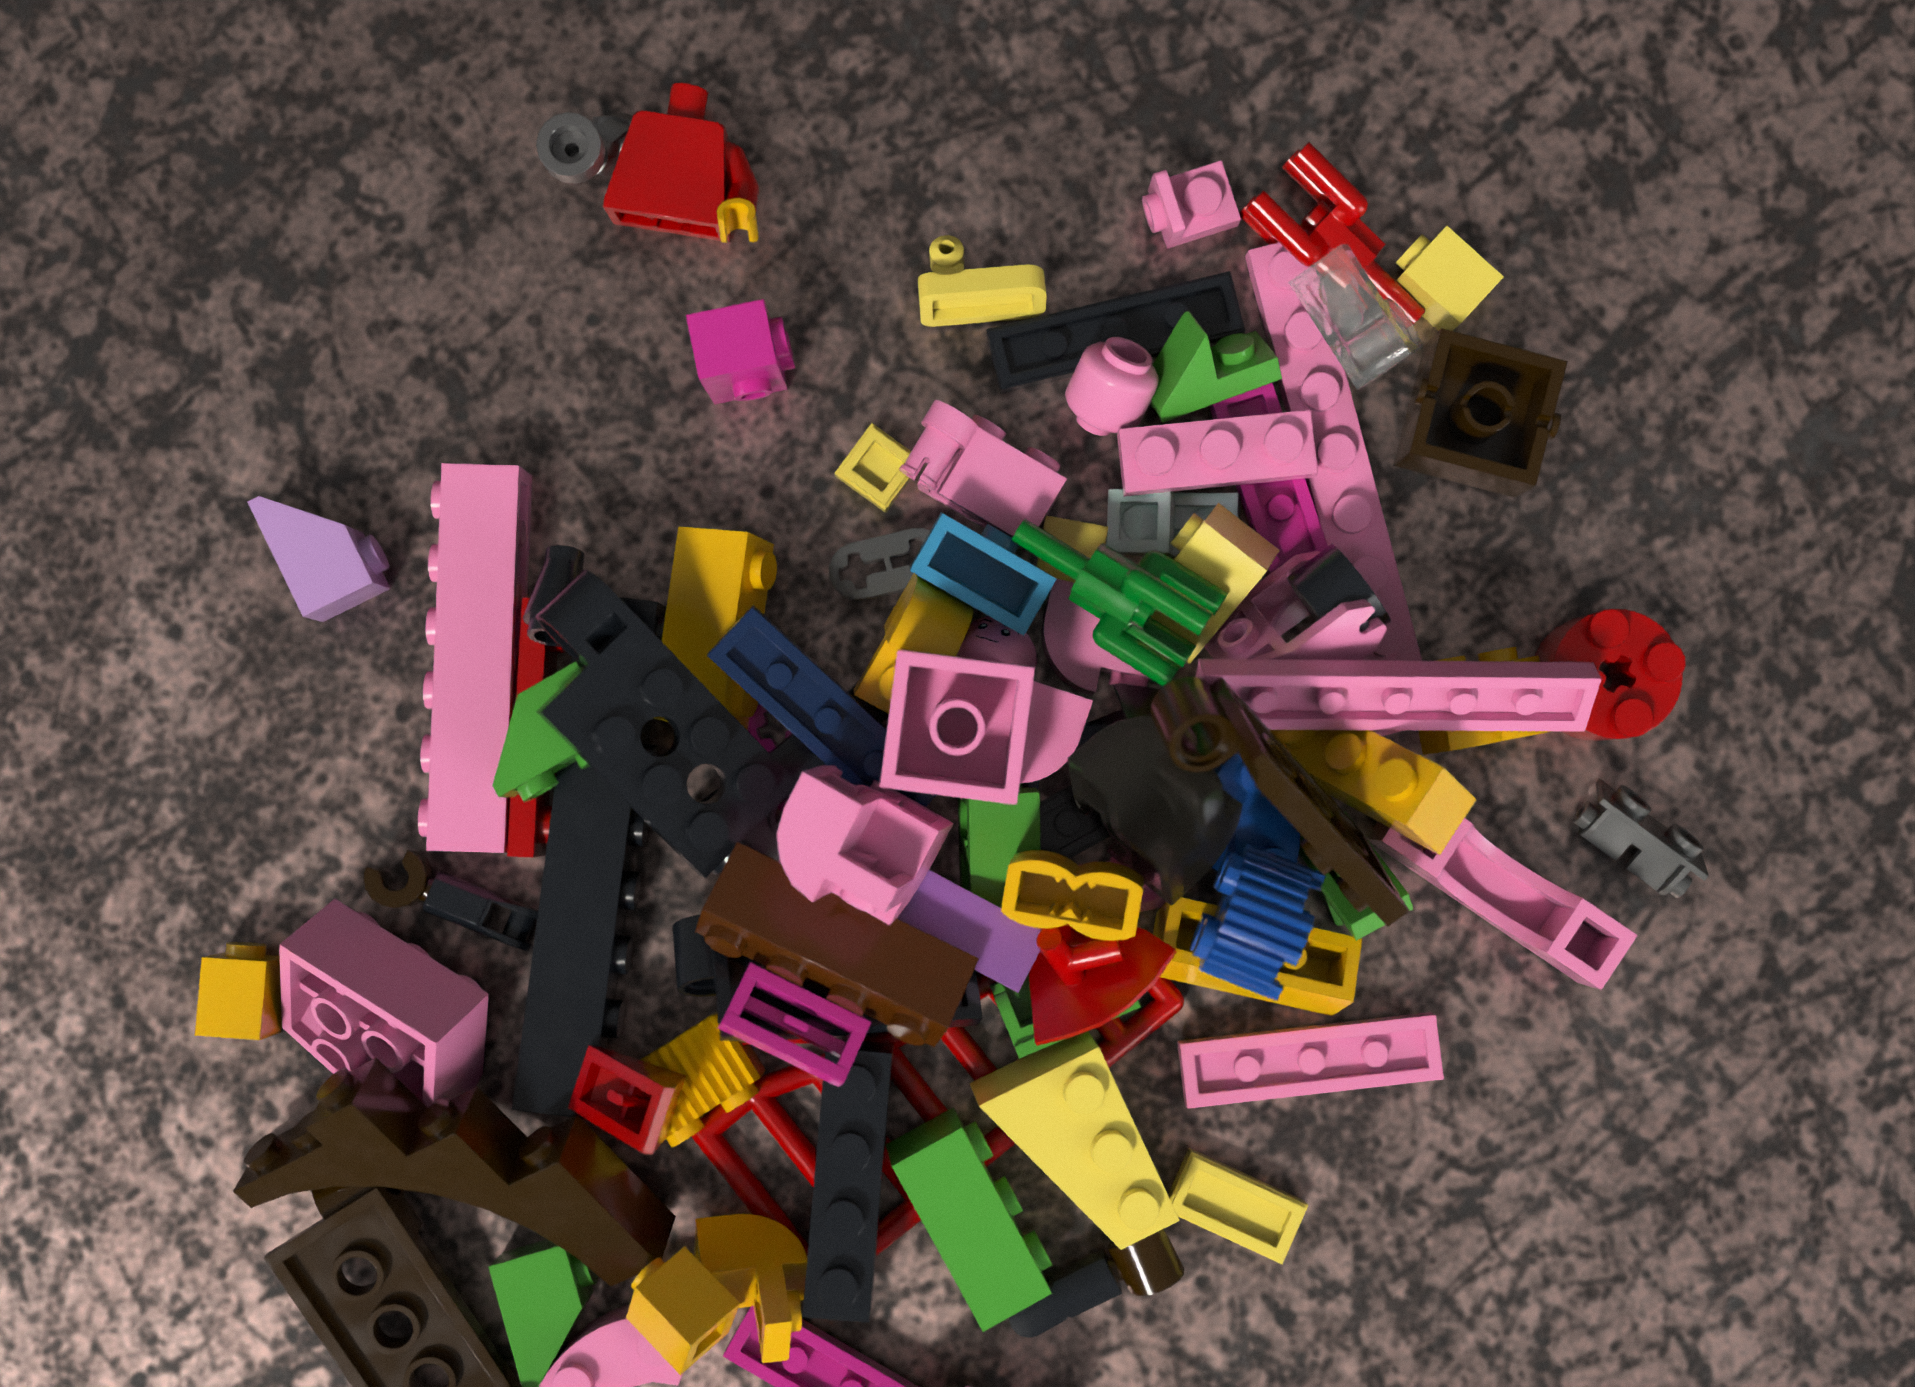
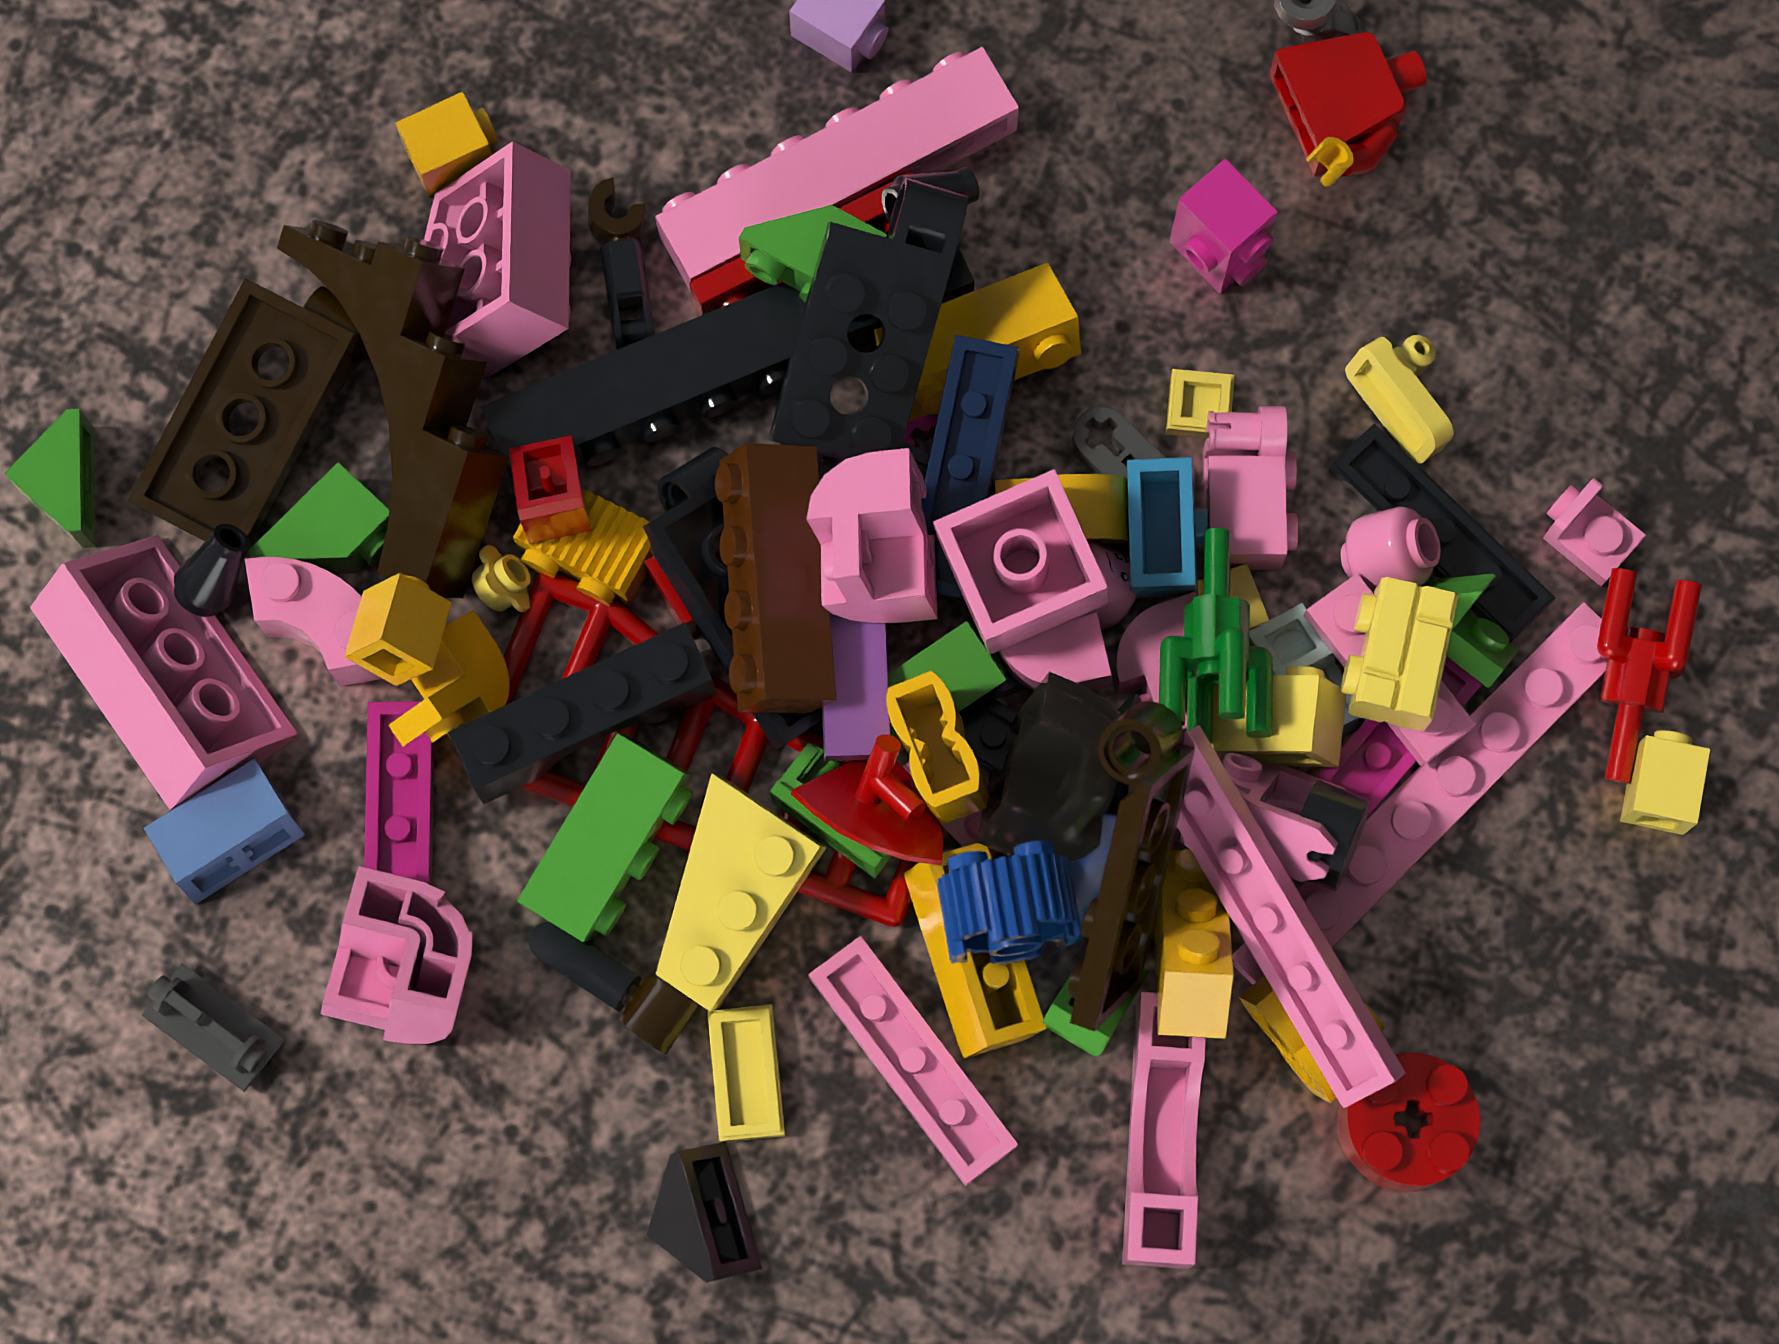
camera: 60 degrees right, 10 degrees down
(680, 1174) = (501, 580): none -> light yellow plate
(782, 1048) = (667, 578): dark pink tile -> none
(1222, 438) = (1400, 654): none -> light yellow brick
(1340, 1313) = (703, 1215): none -> black slope
(1356, 322) = (1573, 730): clear plate -> none
(1481, 413) = (1566, 873): dark brown brick -> none
(1663, 852) = (1292, 1219): dark grey hinge -> none

